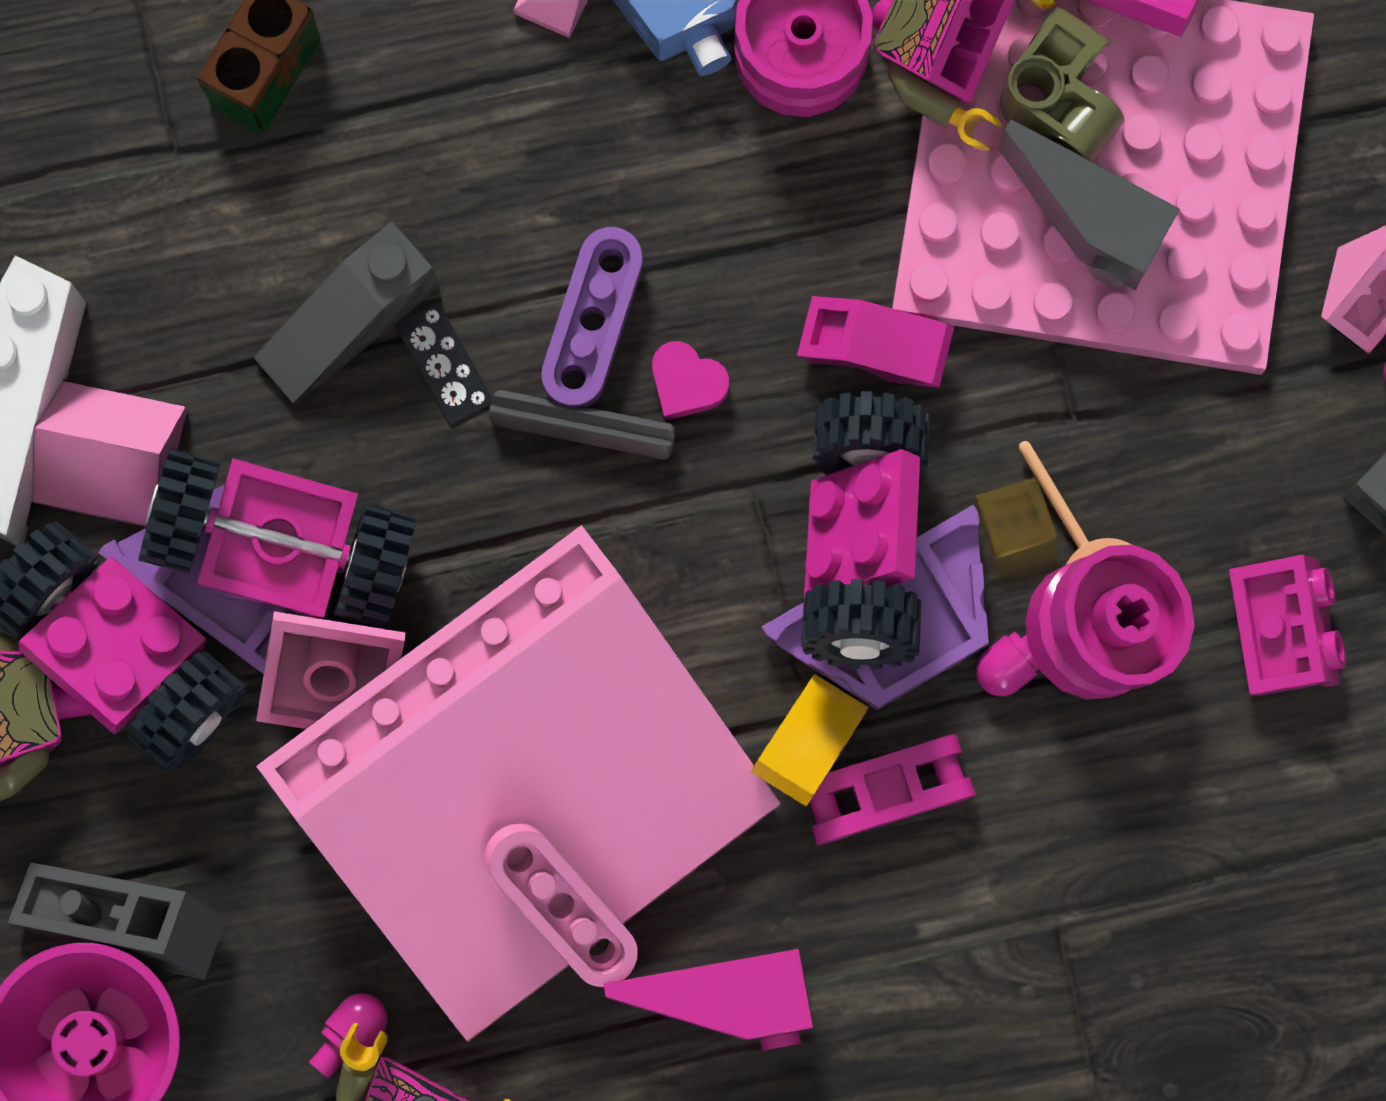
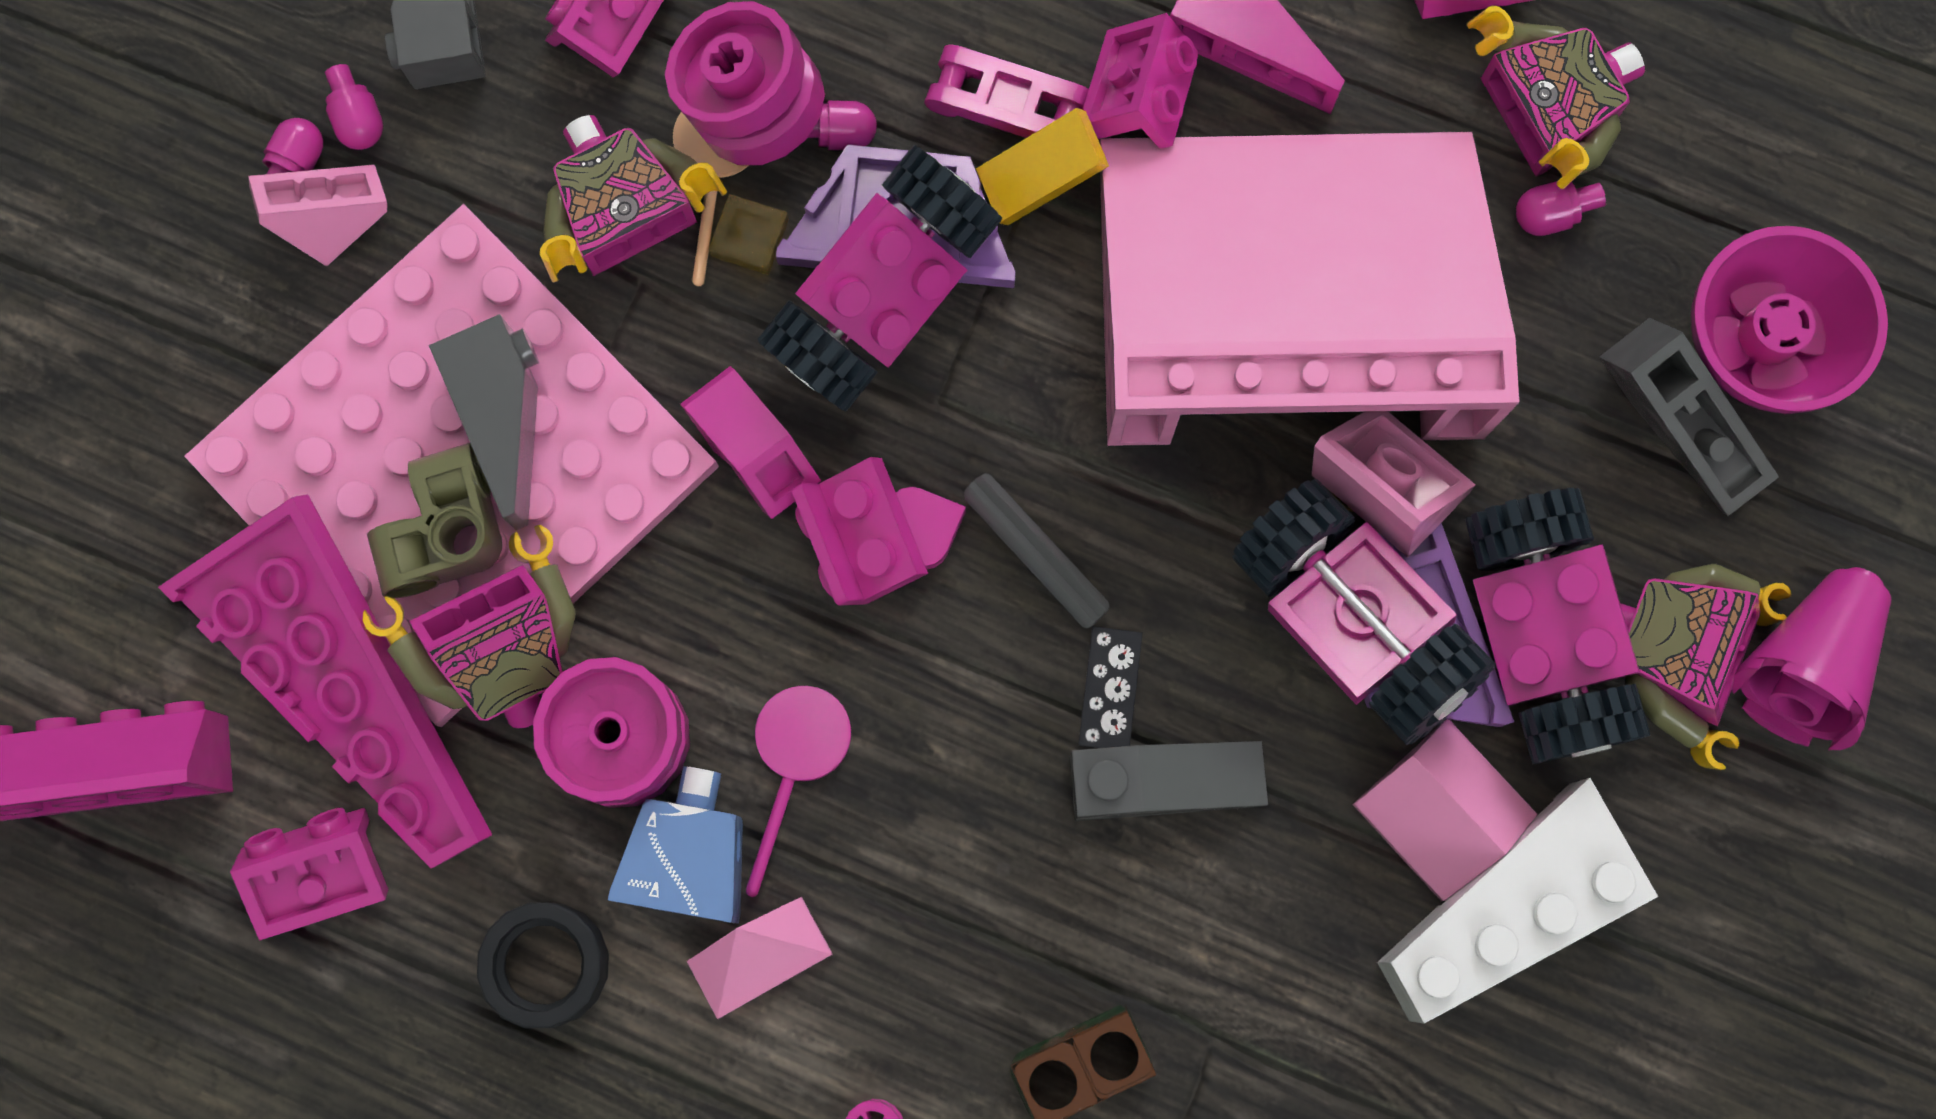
camera: 140 degrees left, 0 degrees up
(575, 925) = (1335, 161): bright pink plate -> none
(592, 292) = (979, 603): medium lavender plate -> none
(660, 150) = (802, 738): none -> dark pink piece
(733, 329) = (858, 534): none -> dark pink bracket
(781, 876) = (1142, 80): none -> dark pink bracket
(1143, 458) = (618, 197): none -> torso

